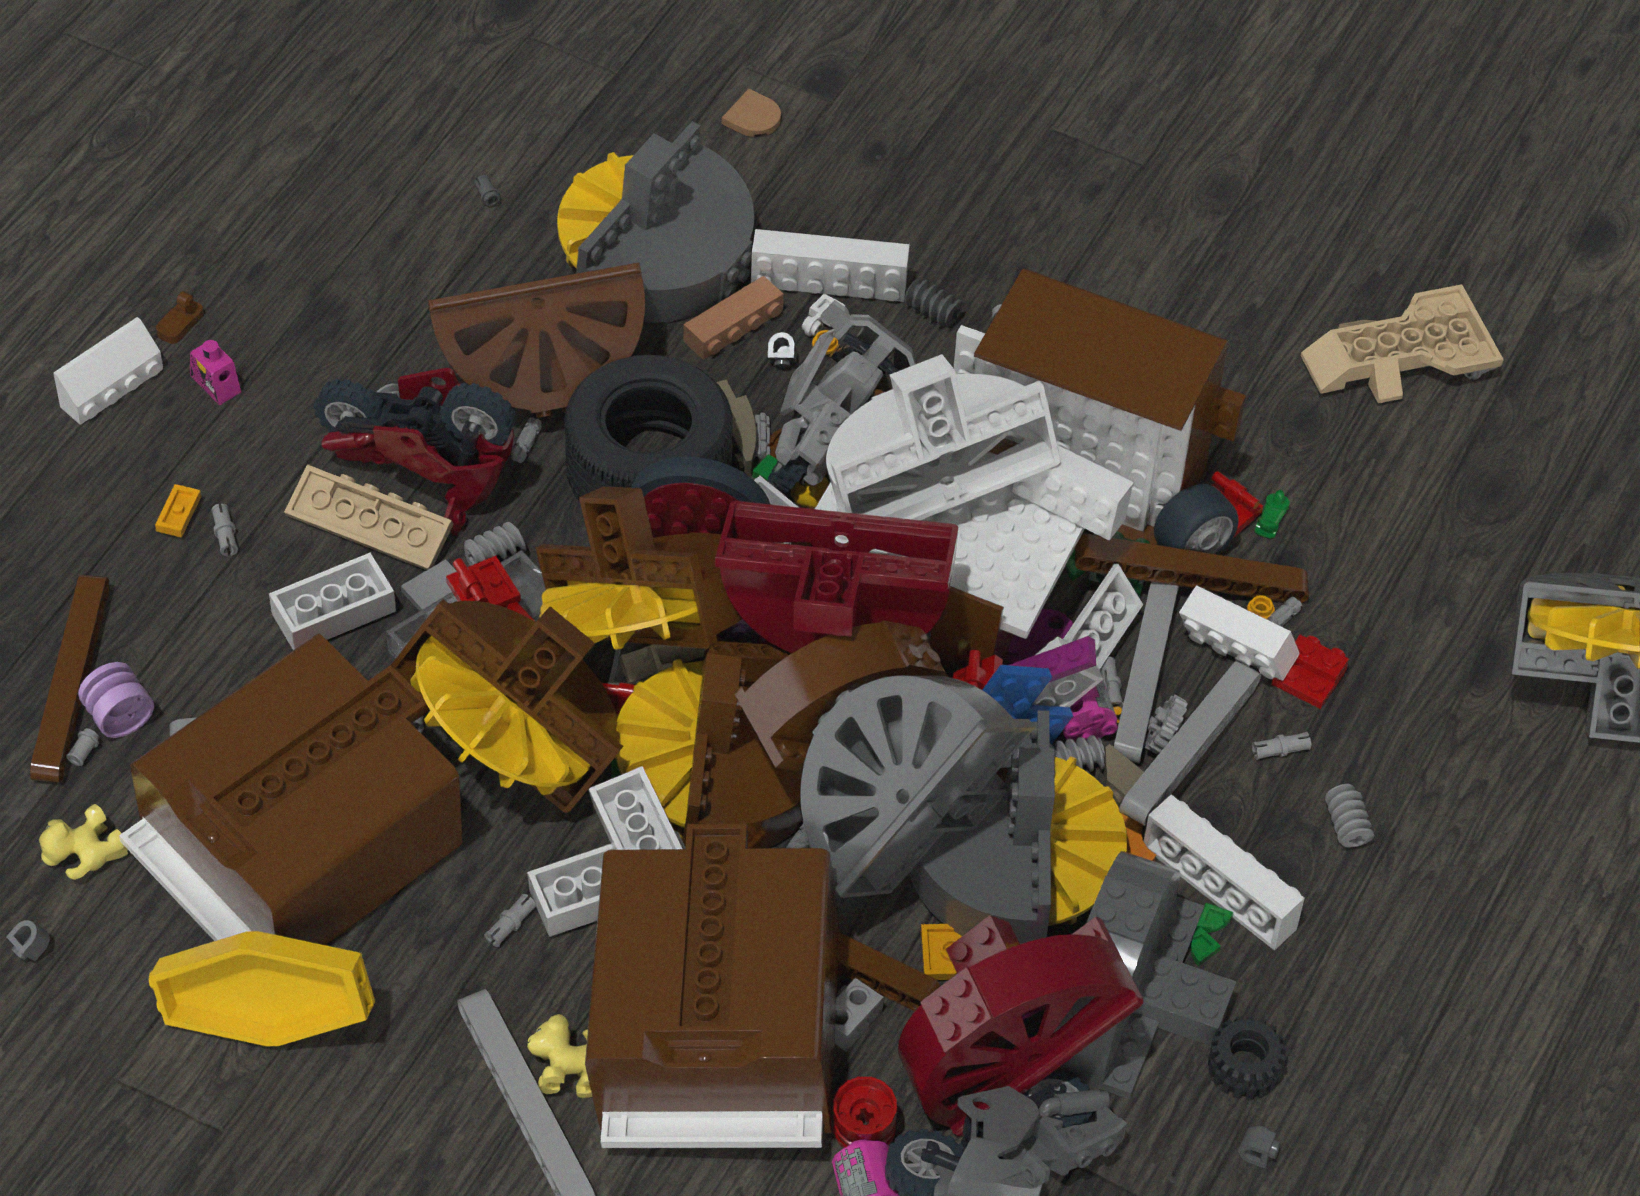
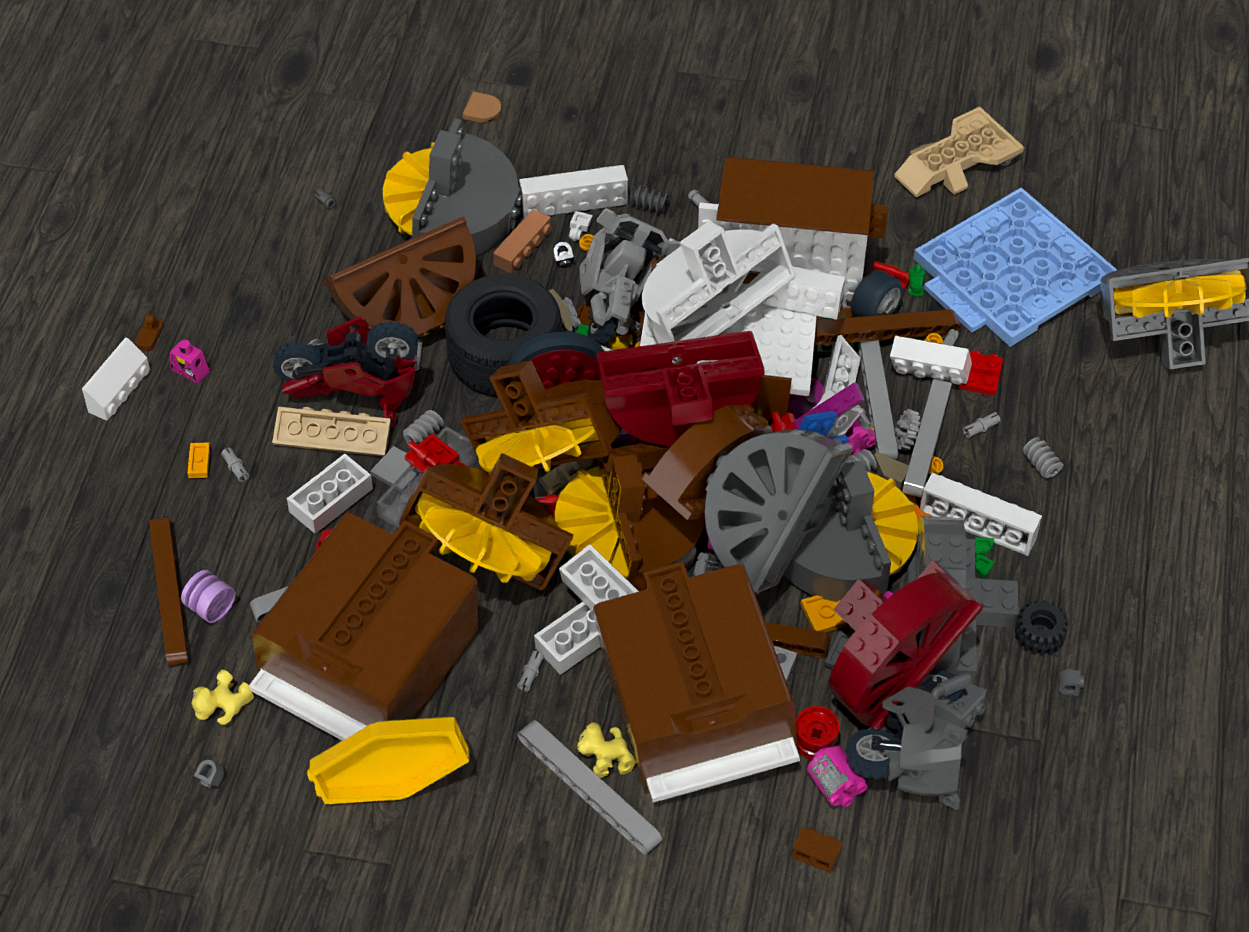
camera: 15 degrees left, 0 degrees up
(83, 746) = (195, 634): light grey pin -> none
(1194, 787) = (936, 466): none -> light orange plate
(1414, 529) = (1010, 268): none -> light blue plate

